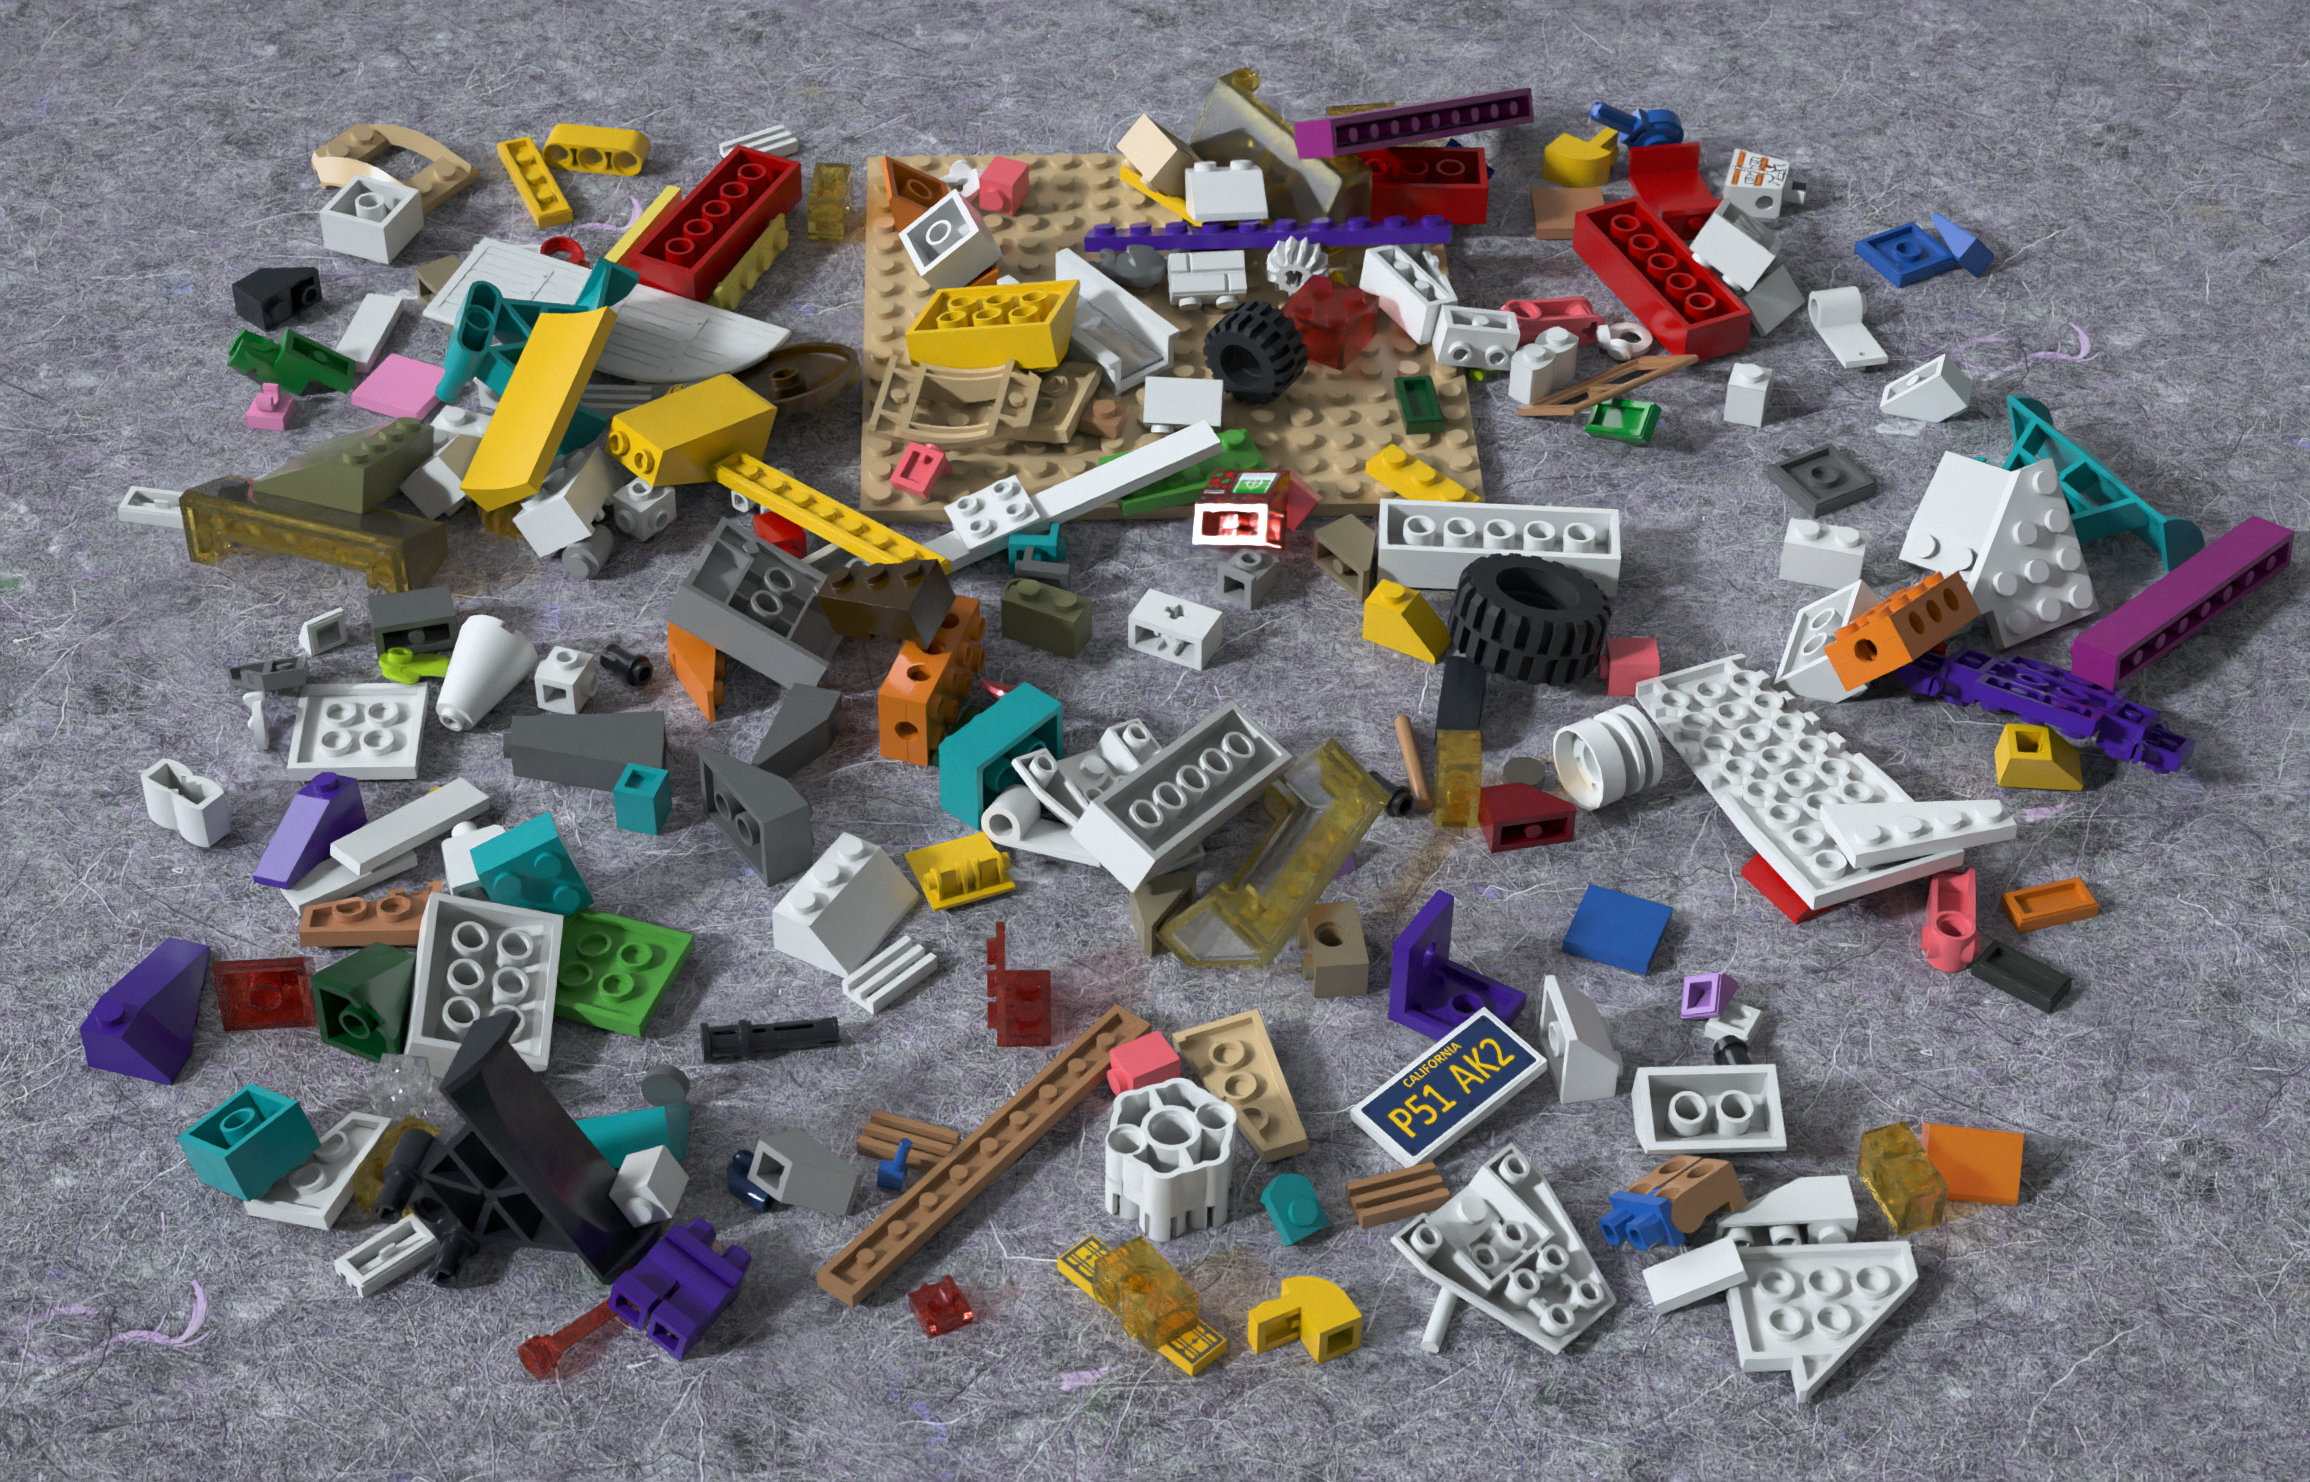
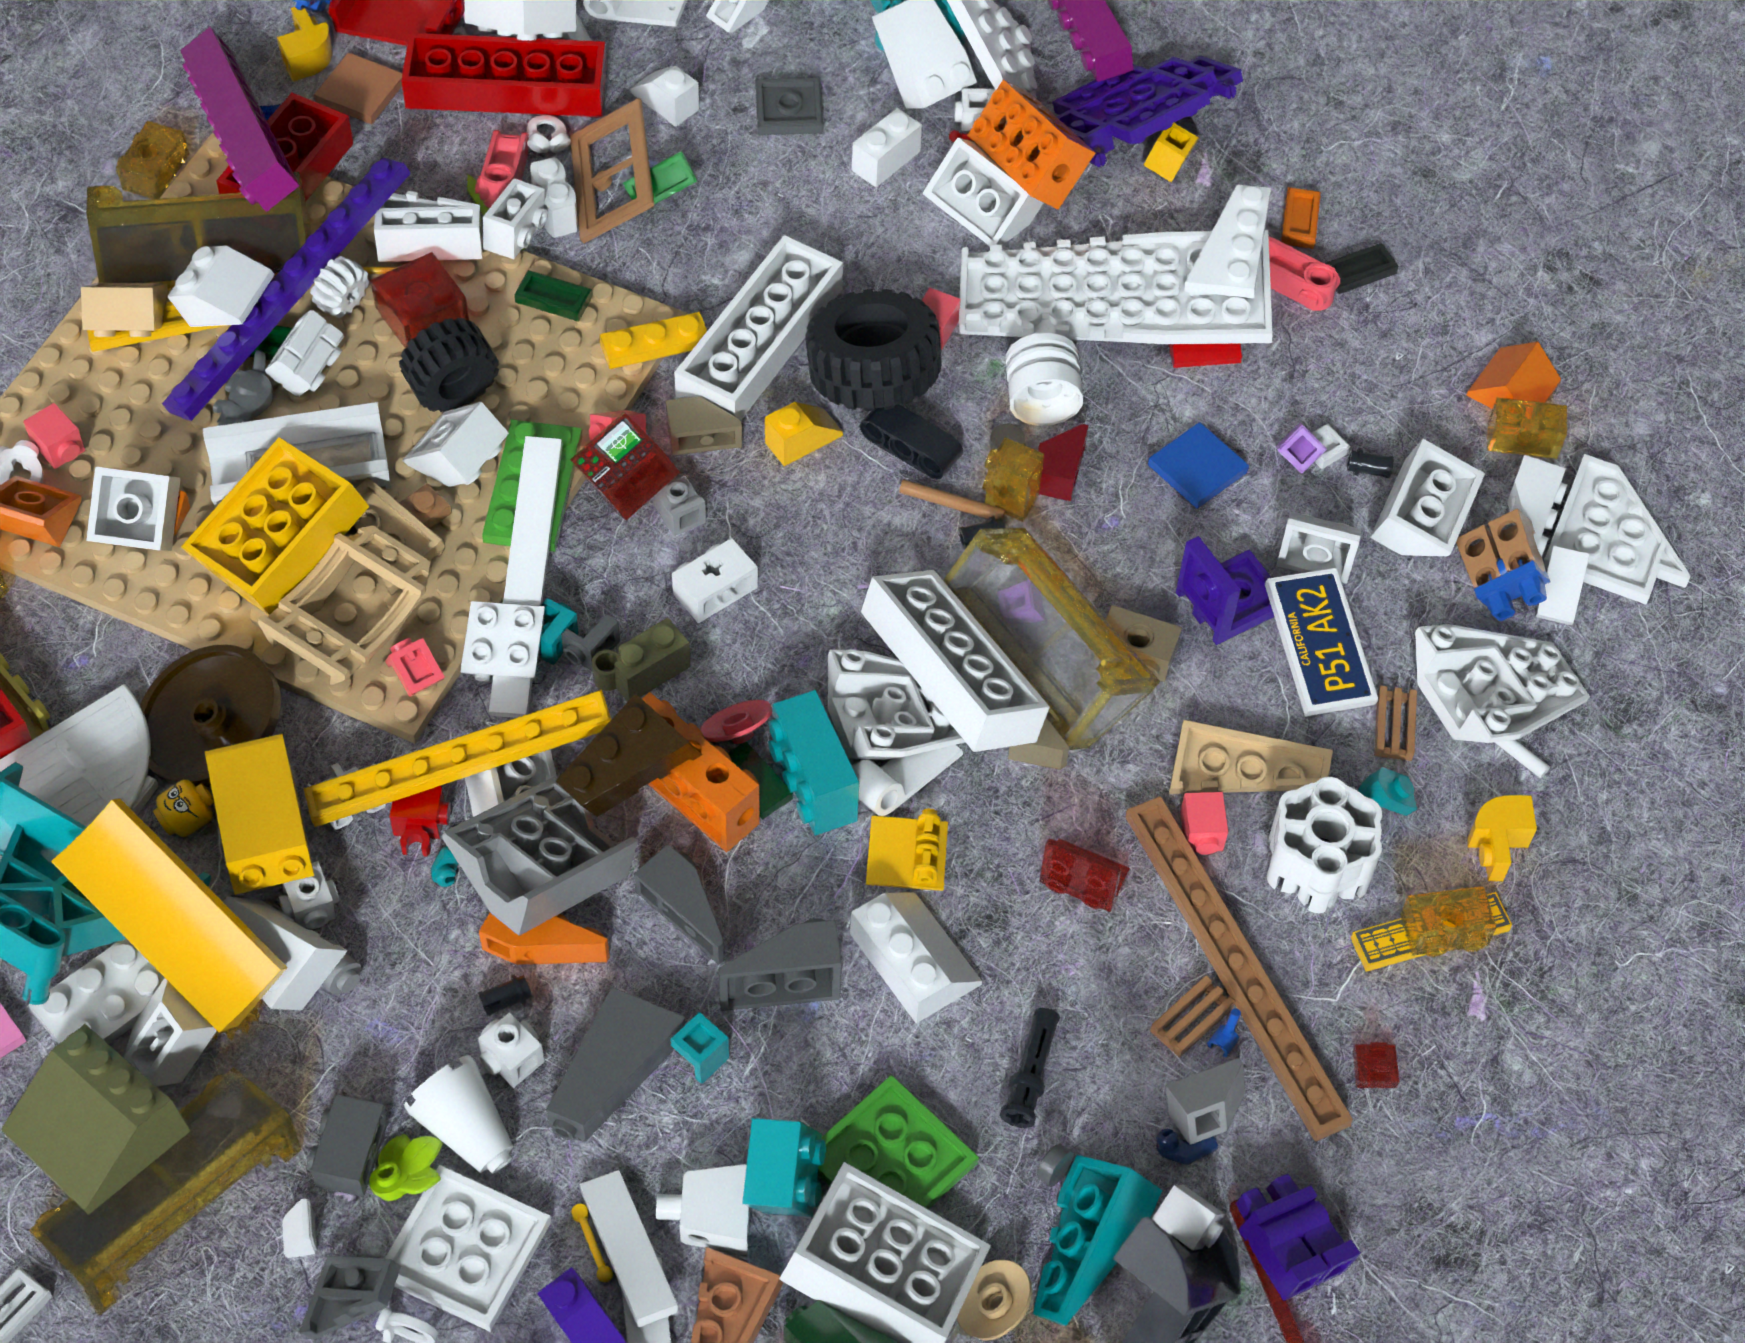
camera: 65 degrees left, 15 degrees up
(884, 971) = (988, 924): white tile -> none

